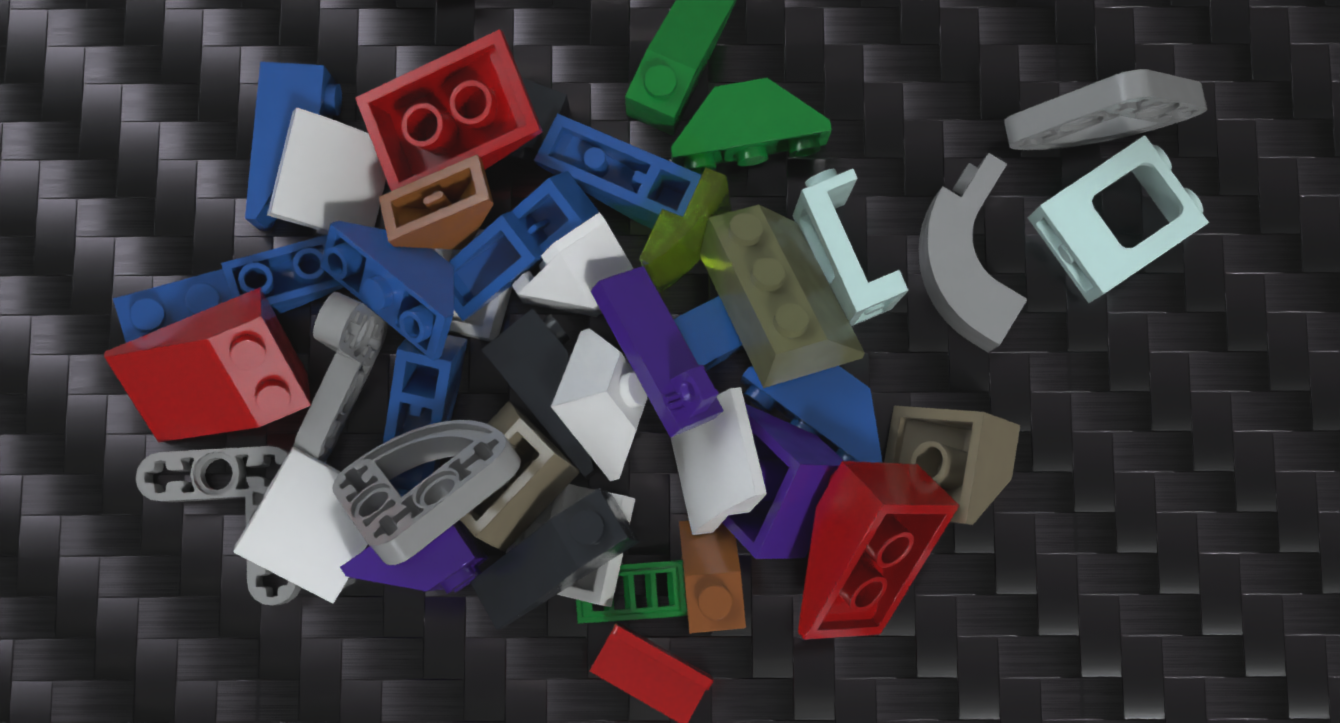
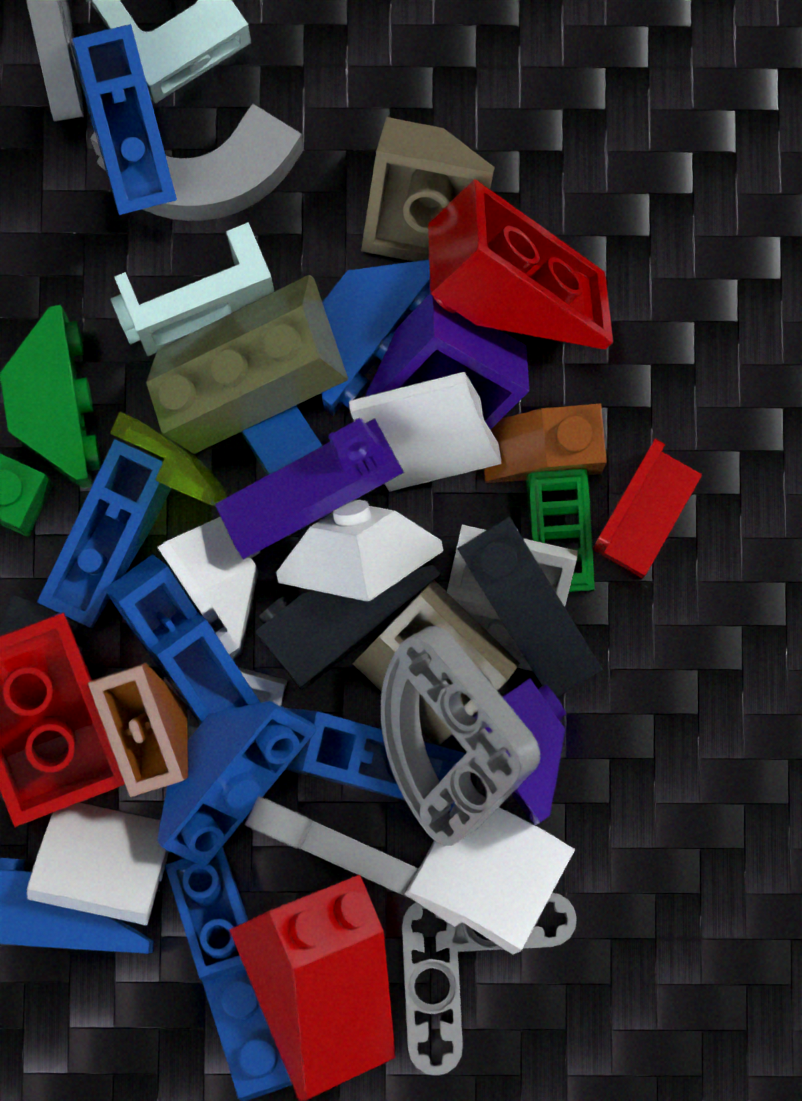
camera: 90 degrees left, 0 degrees up
(1006, 176) = (123, 118): none -> blue slope

